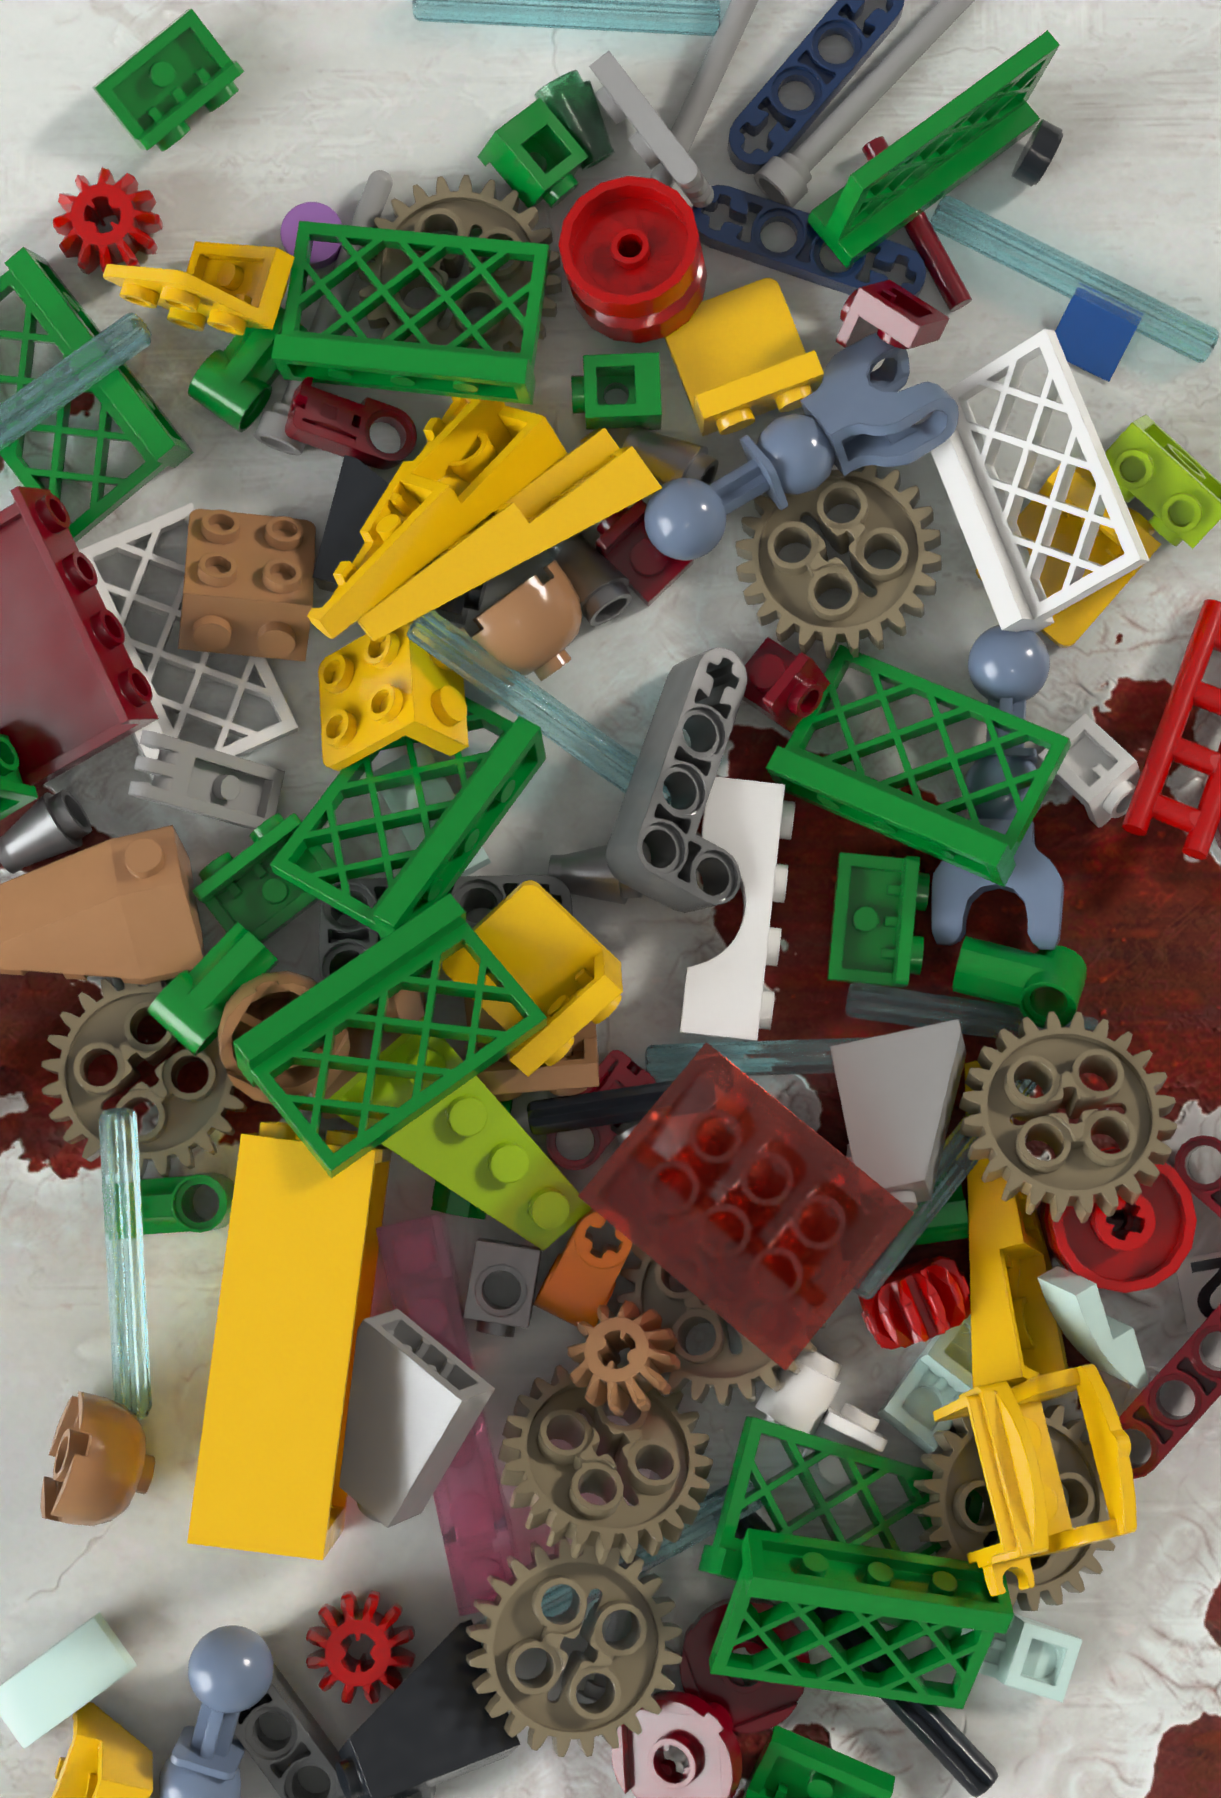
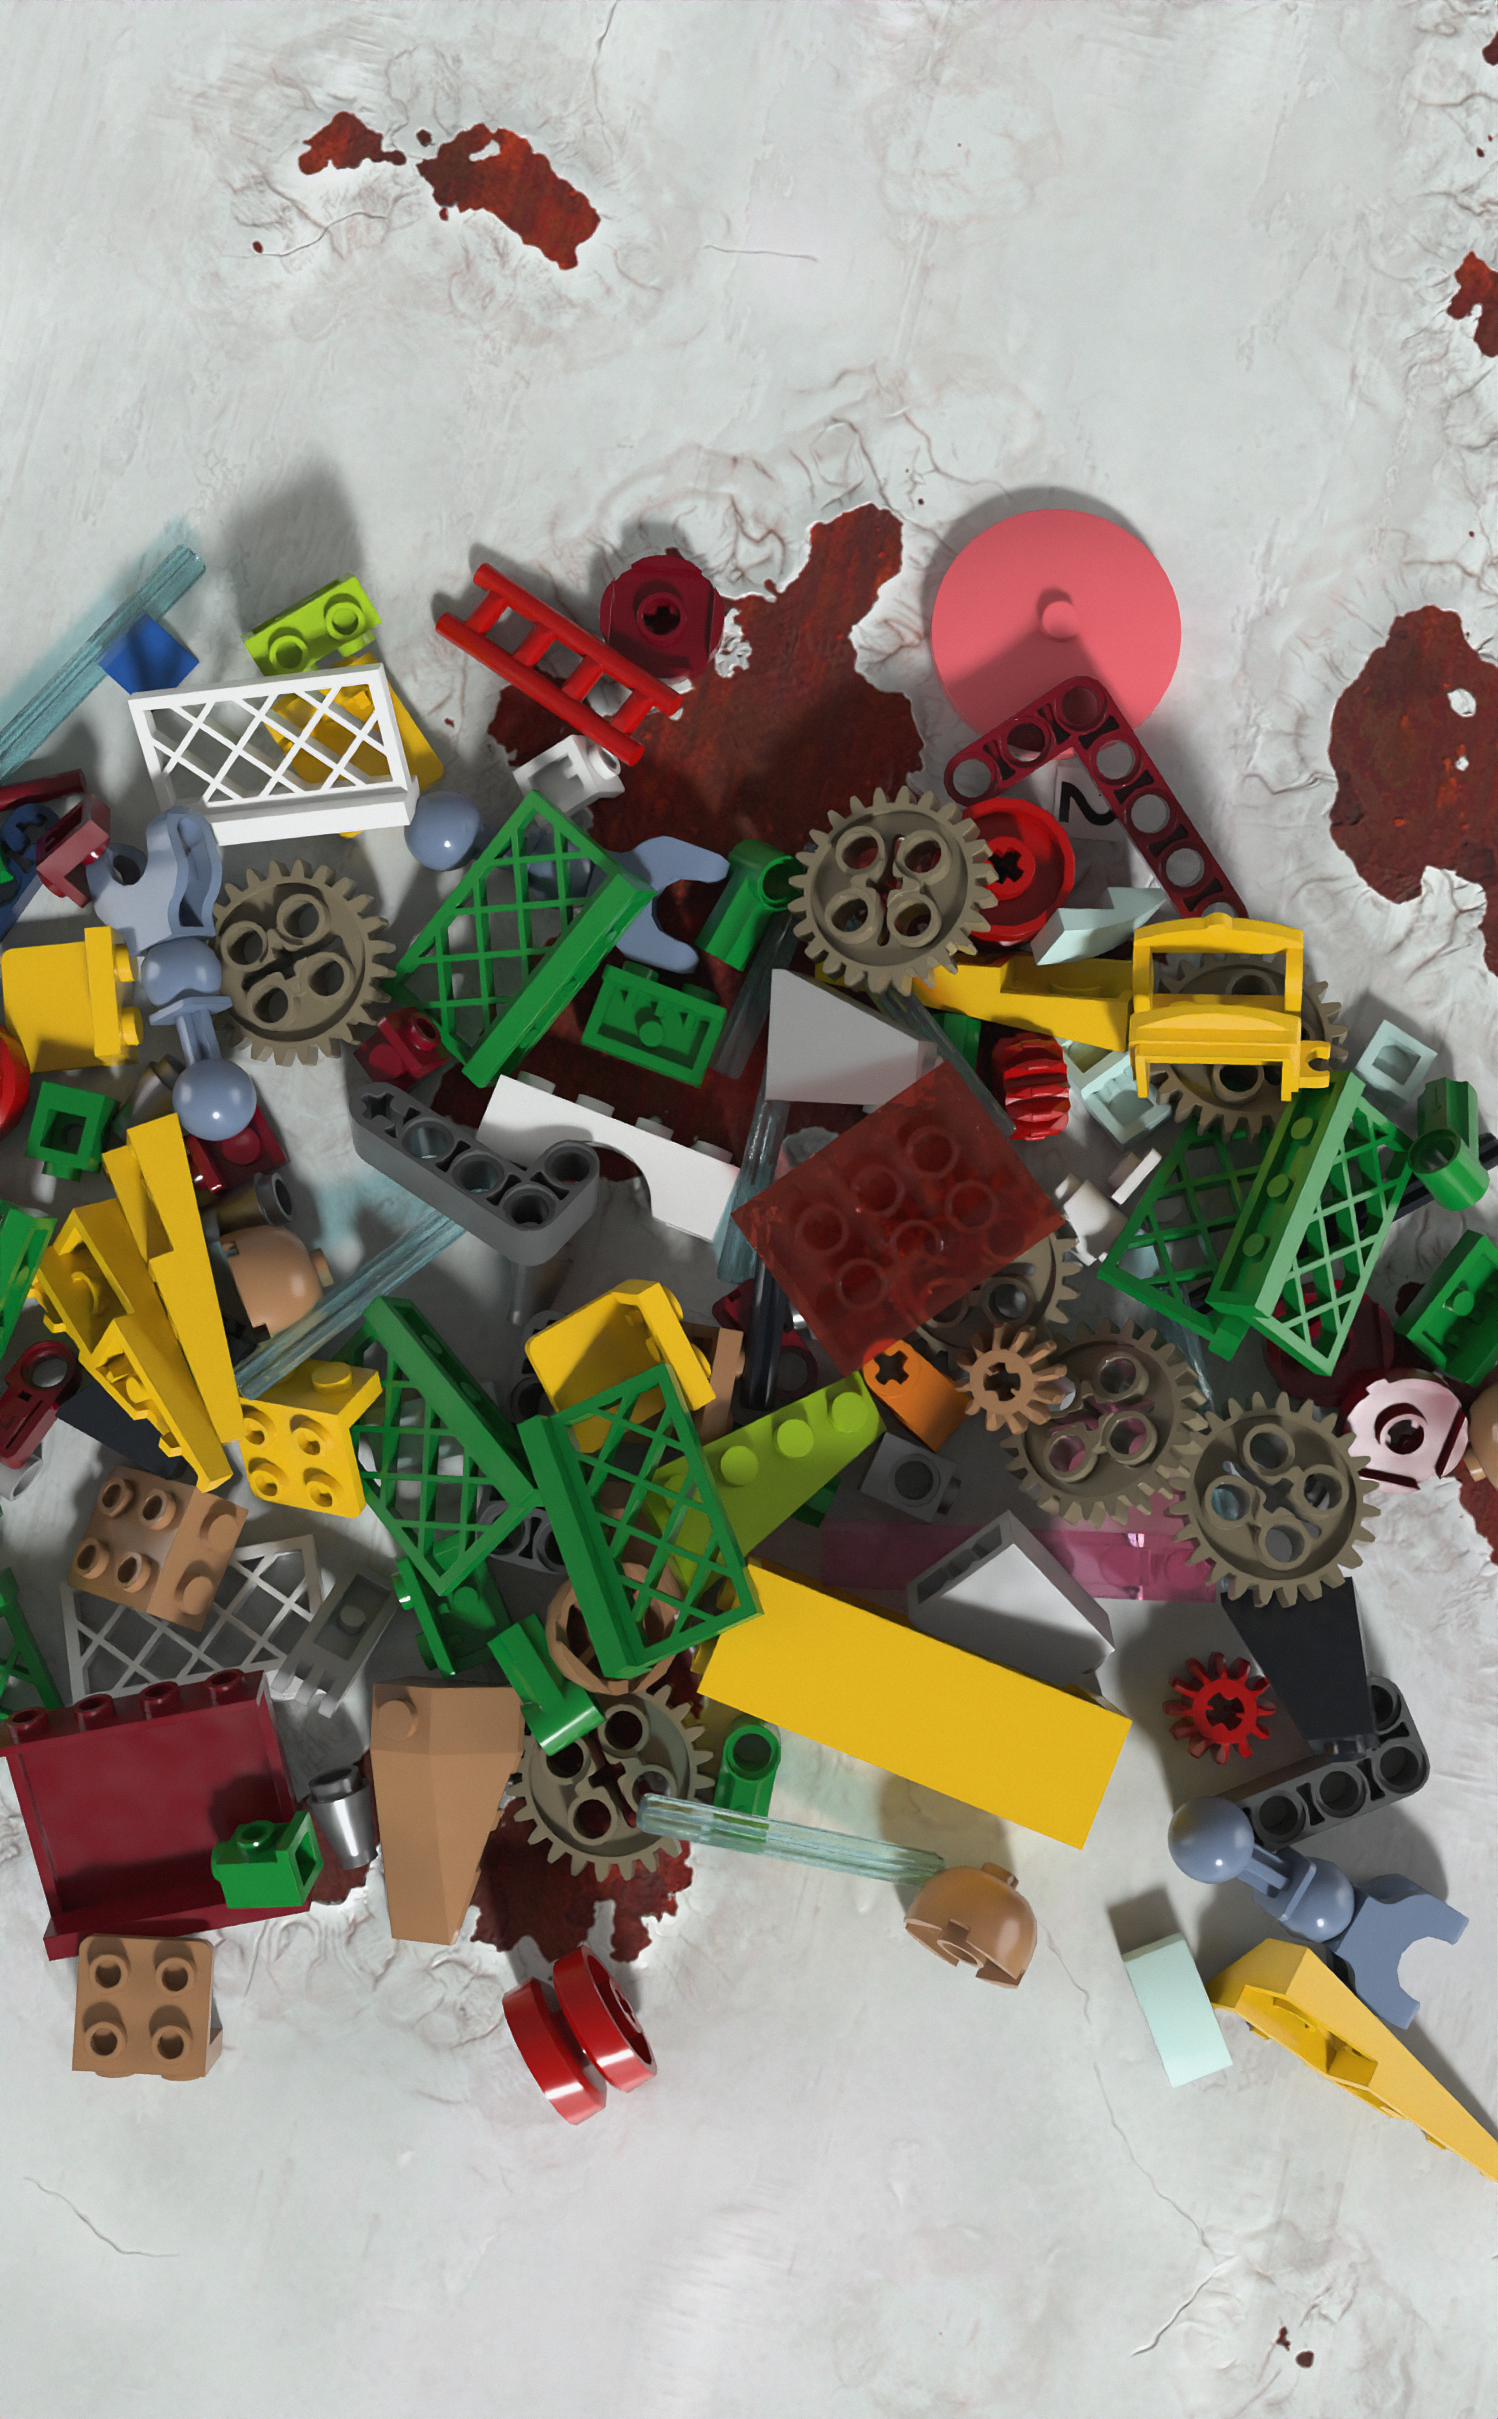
camera: 85 degrees left, 0 degrees up
(972, 1734) = (1448, 1145): none -> green piece

